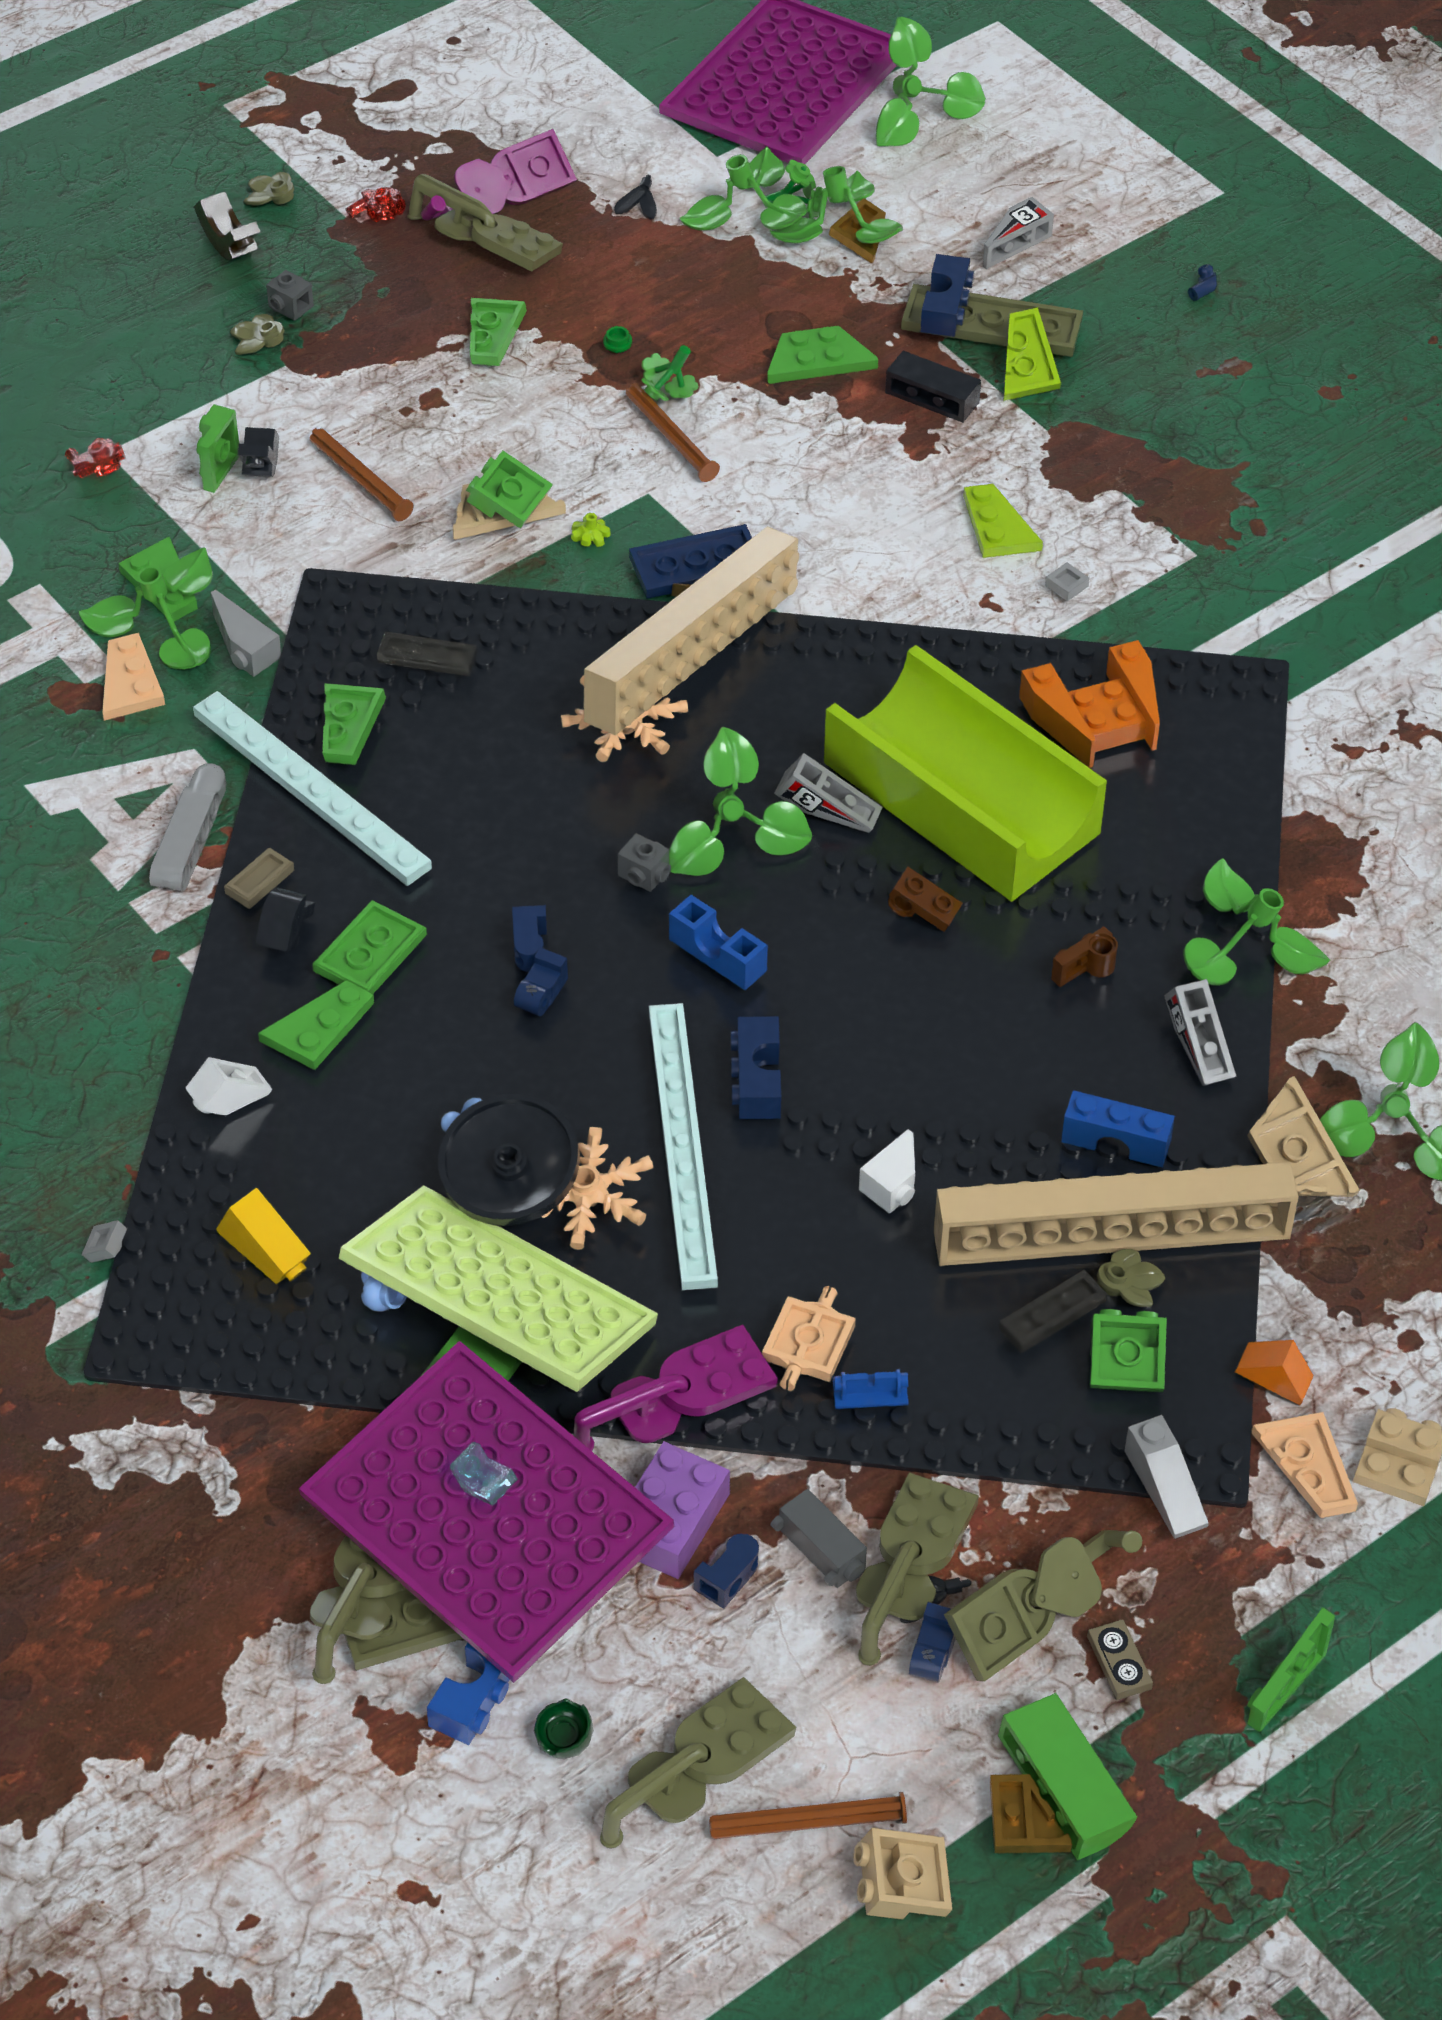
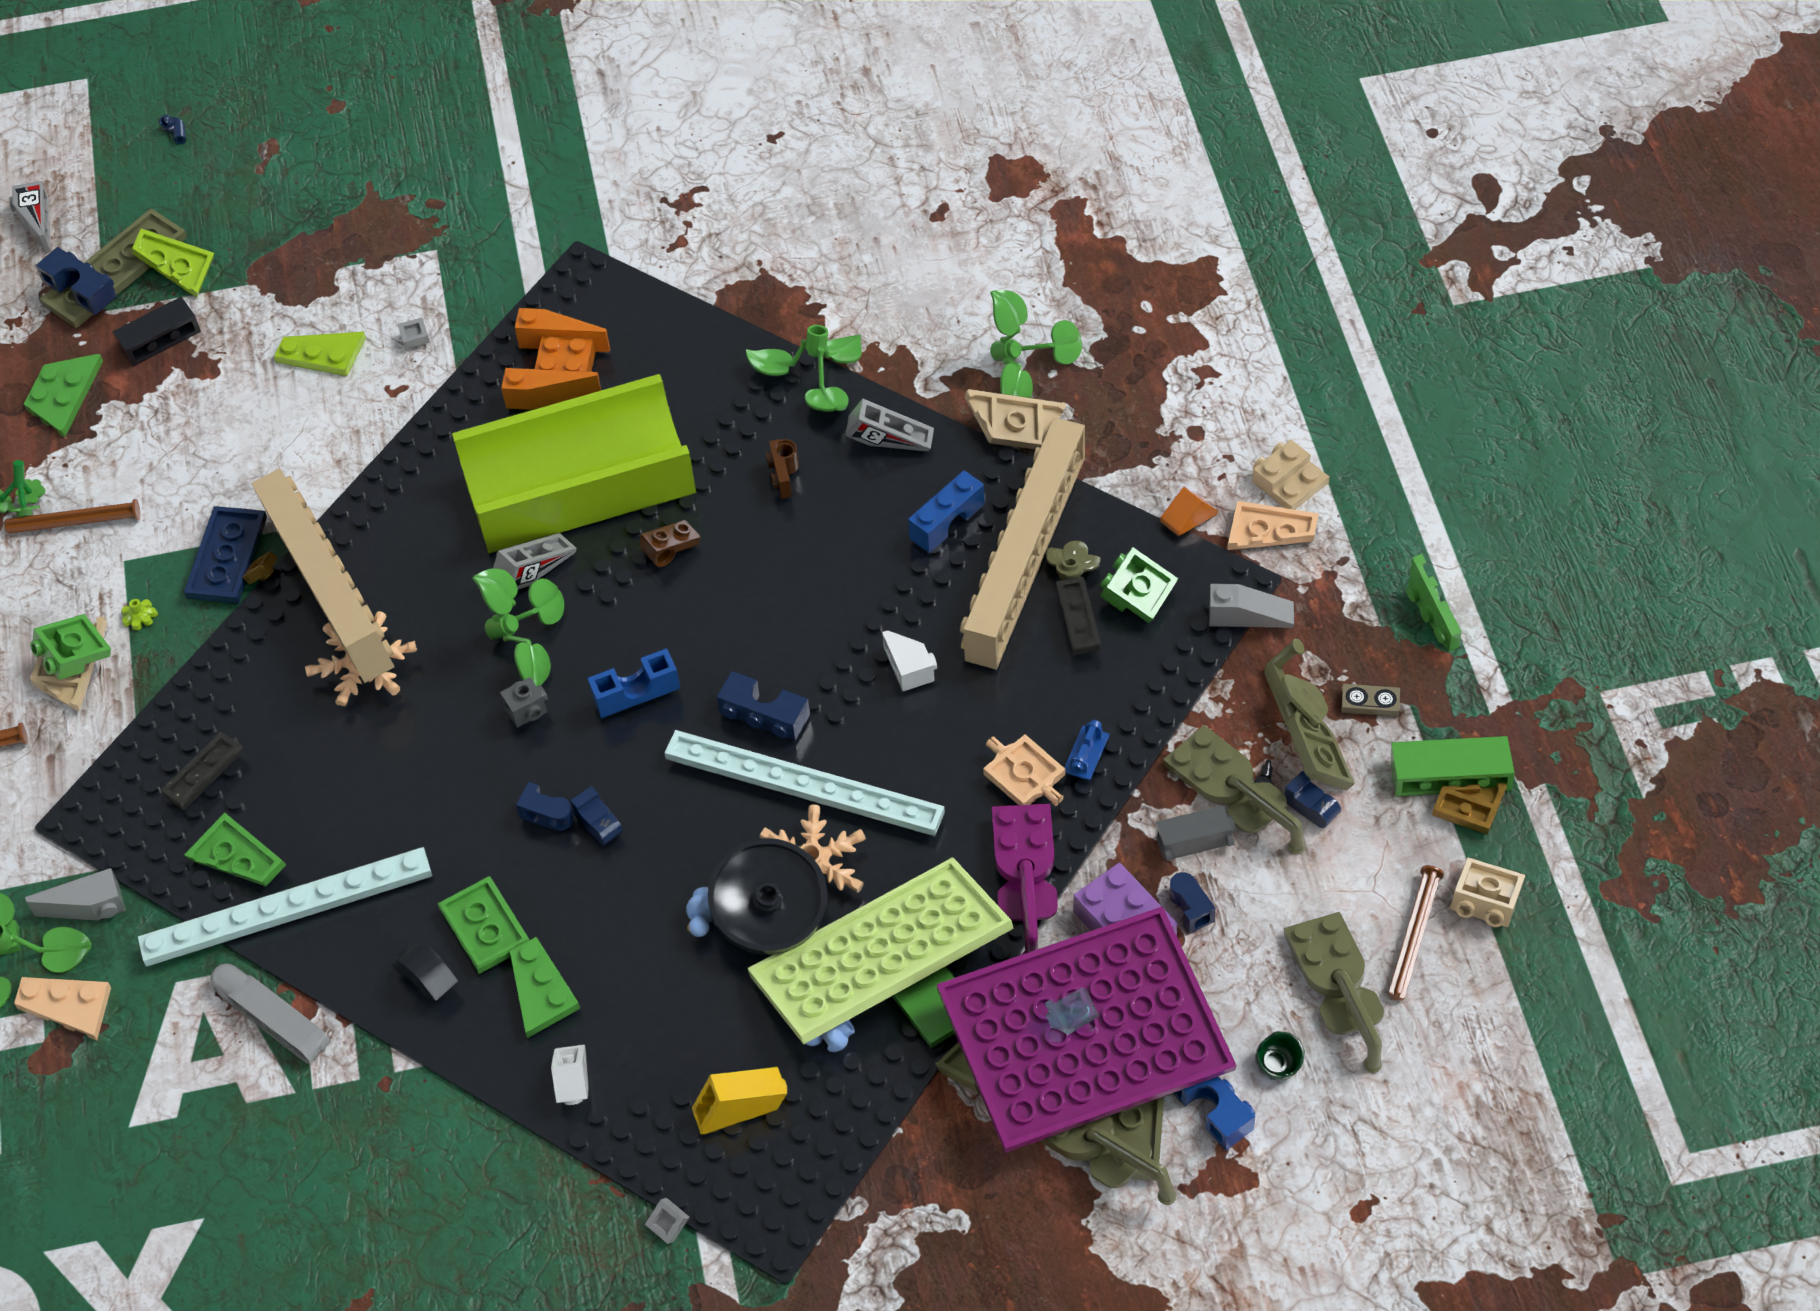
camera: 60 degrees left, 5 degrees up
(259, 878) = (359, 977): dark tan tile -> none

